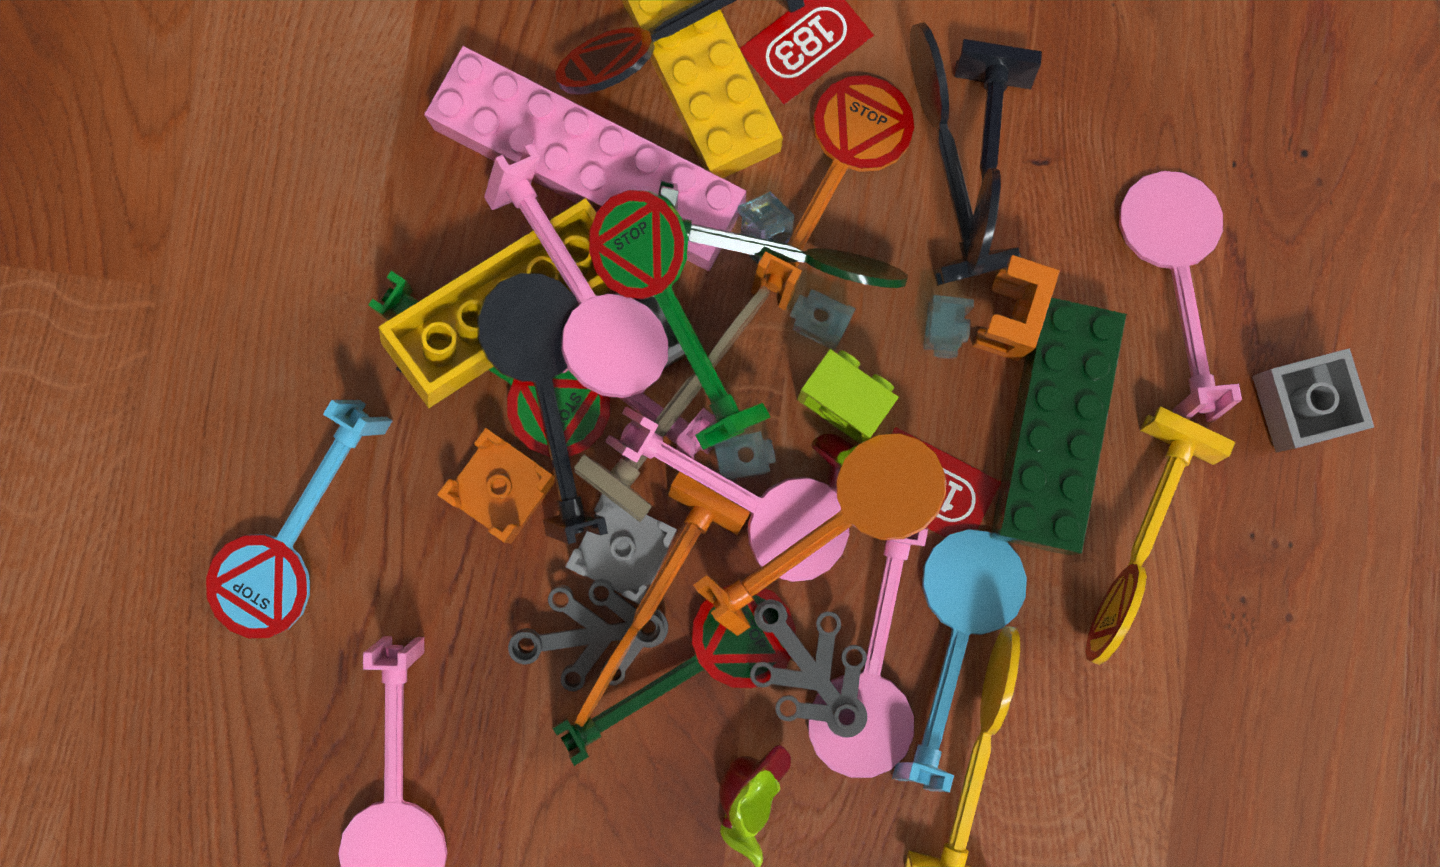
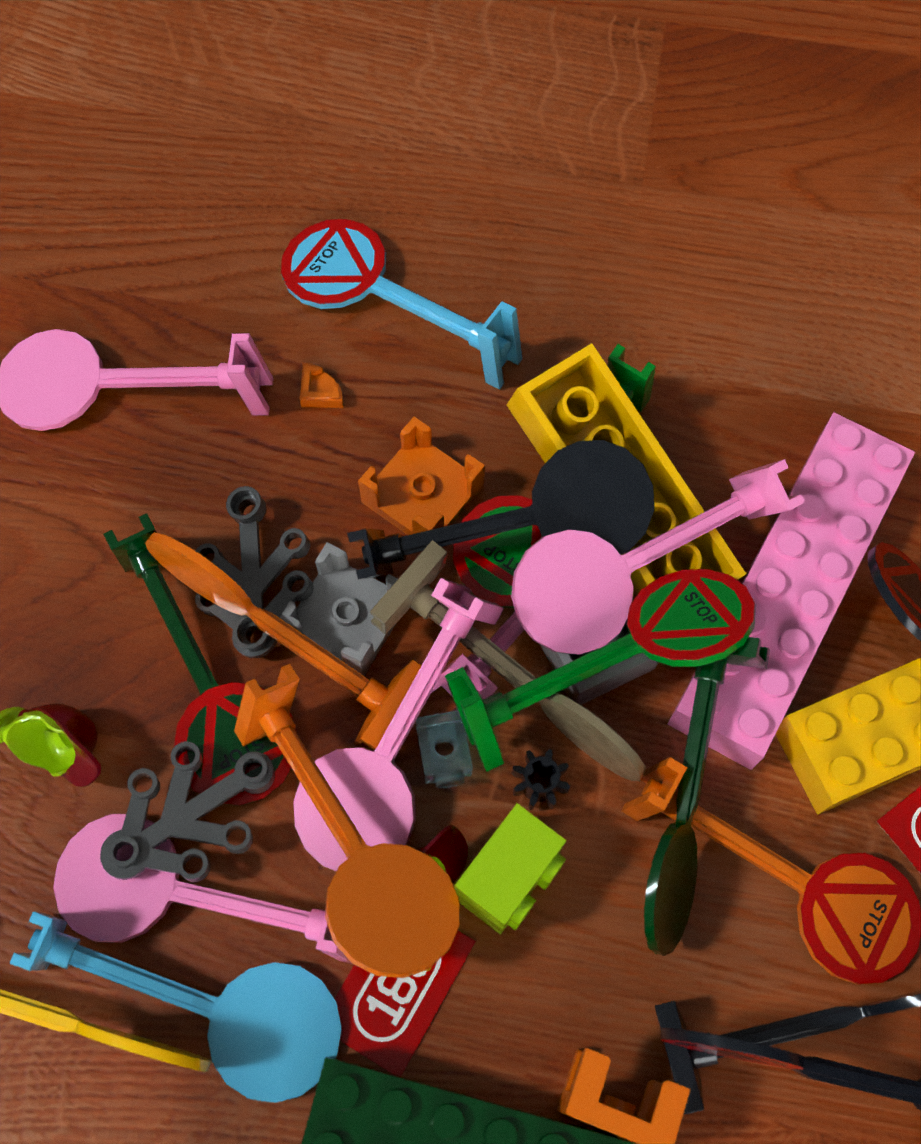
camera: 90 degrees right, 15 degrees down
(395, 590) = (319, 388): none -> orange tile
(766, 219) = (729, 782): clear light blue brick -> none
(769, 364) = (536, 792): none -> black gear
(827, 332) = (606, 868): clear light blue brick -> none
(946, 325) = (601, 1010): clear light blue brick -> none

